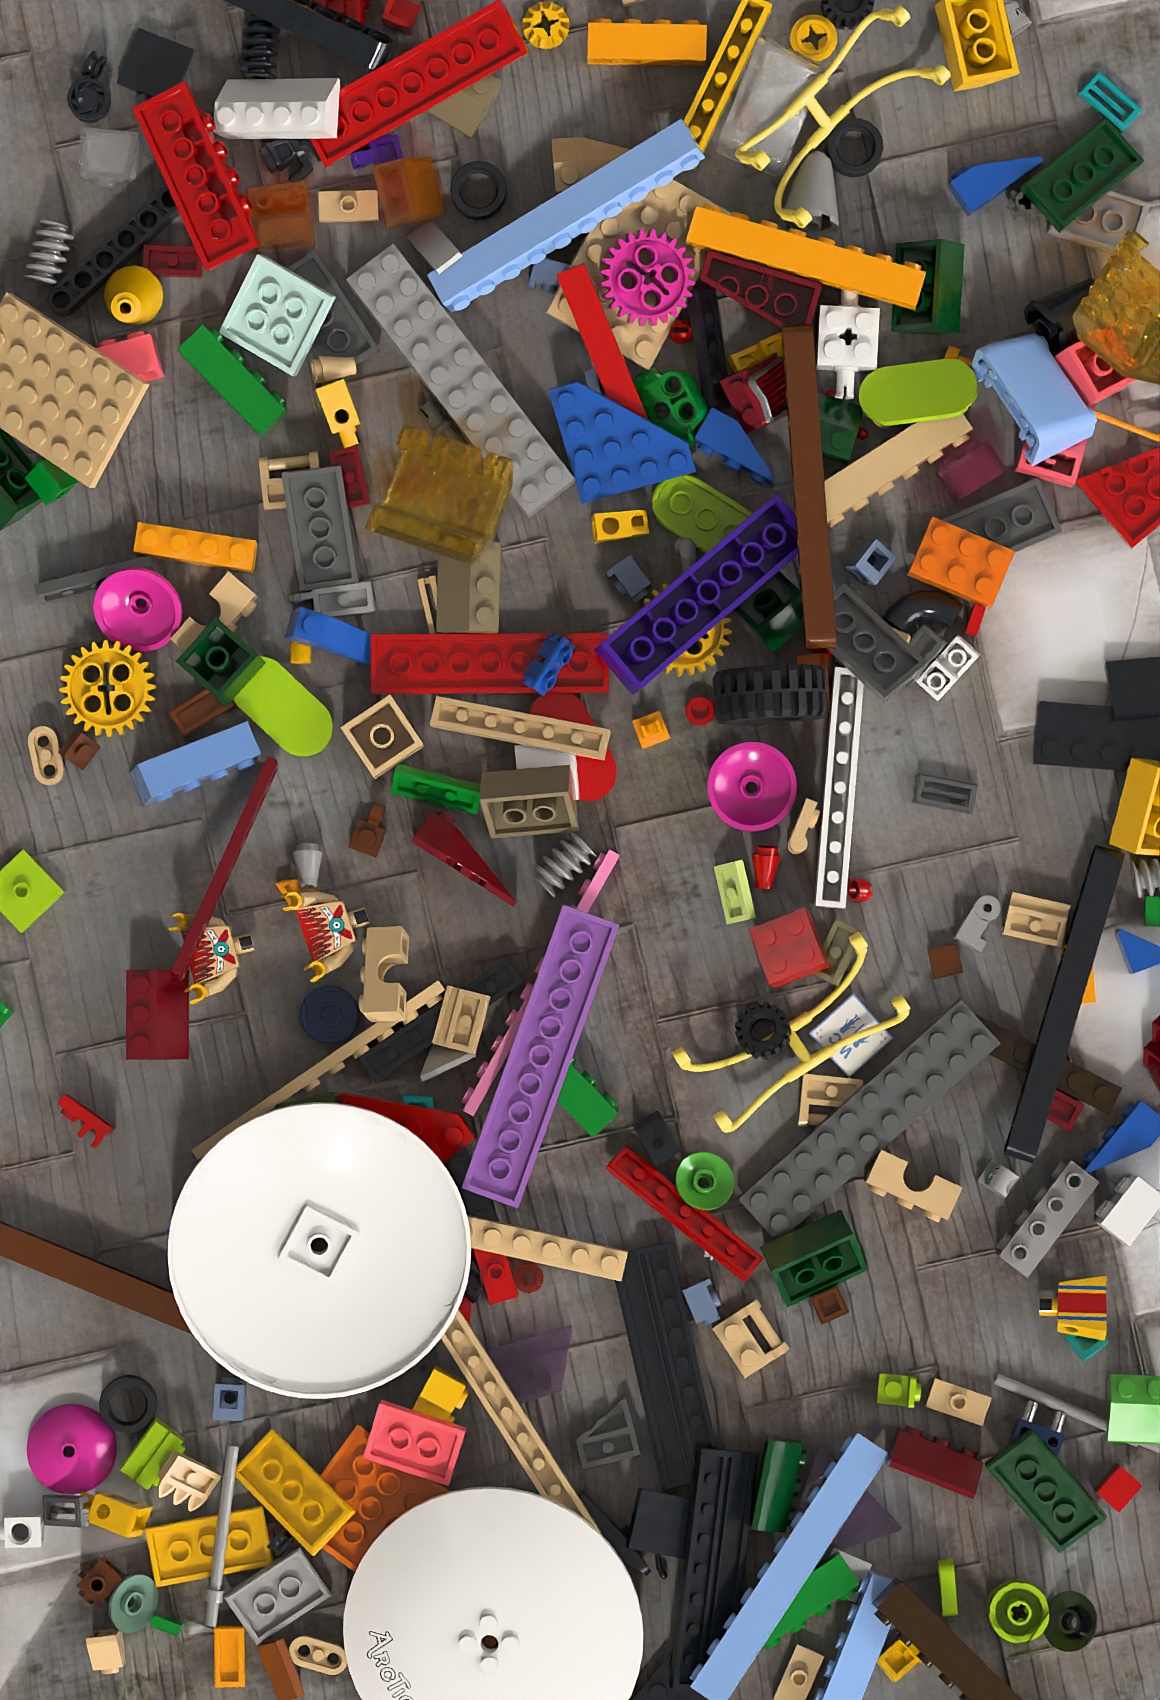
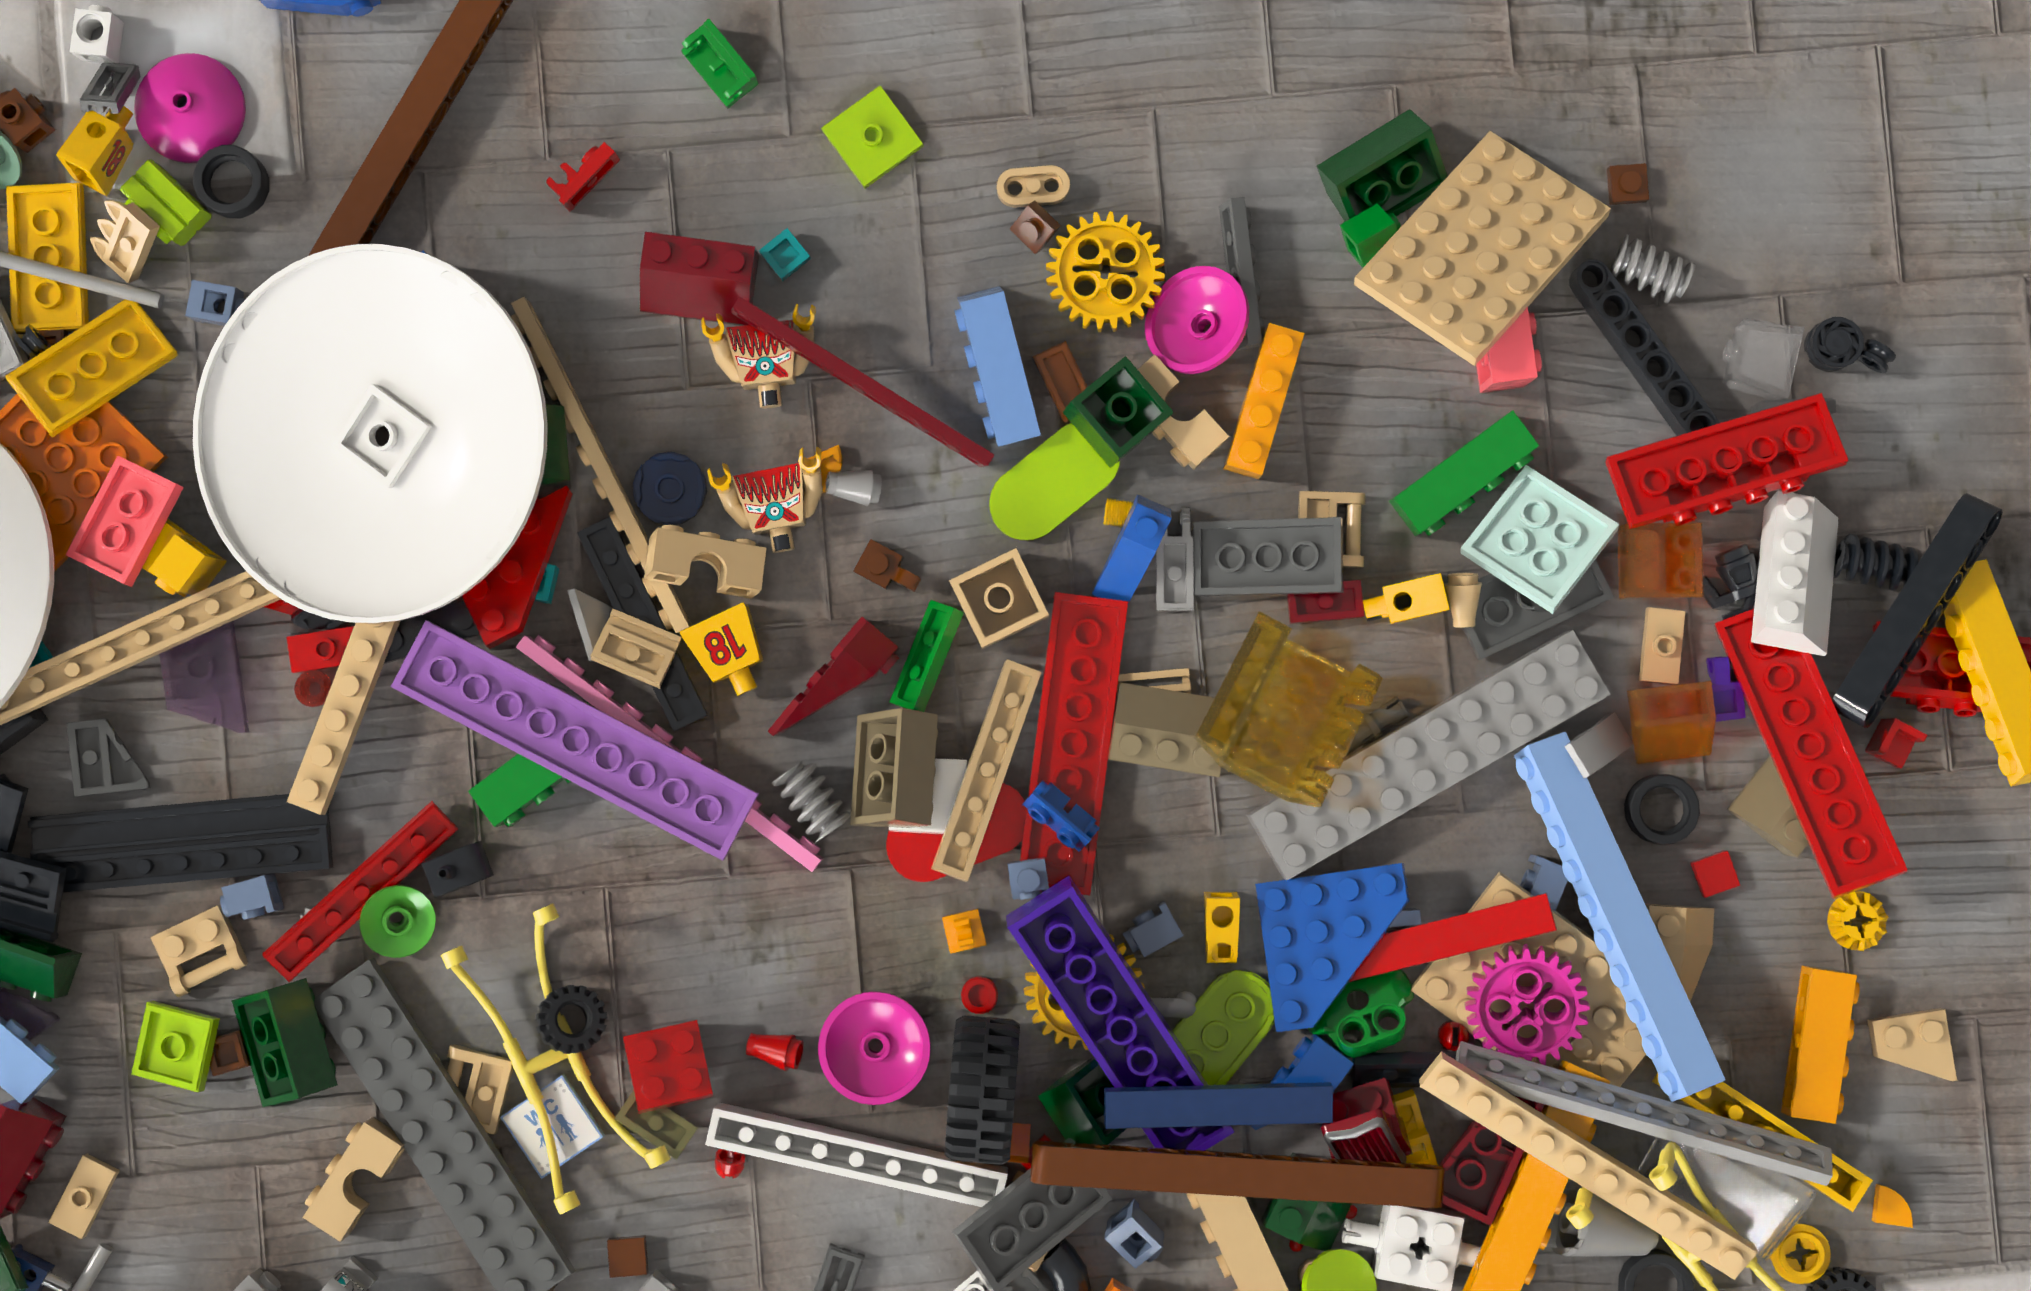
camera: 100 degrees right, 0 degrees up
(128, 947) = (784, 254): none -> teal plate
(133, 295) = (1585, 366): yellow cone -> none
(154, 64) = (1870, 430): black tile -> none
(172, 261) = (1621, 418): dark red plate -> none
(450, 949) = (726, 647): none -> yellow torso
(524, 141) = (1715, 873): none -> red tile
(601, 682) = (1028, 878): none -> sand blue brick
(716, 178) = (1650, 1115): none -> light grey plate
(734, 892) = (748, 1007): yellowish green plate -> none
(757, 508) = (1218, 1105): none -> dark blue tile
(763, 215) = (1587, 1165): none -> tan plate
(806, 818) = (825, 1109): tan plate -> none
(828, 1345) = (175, 1046): none -> lime plate
(898, 1390) = (108, 1124): lime bracket -> none

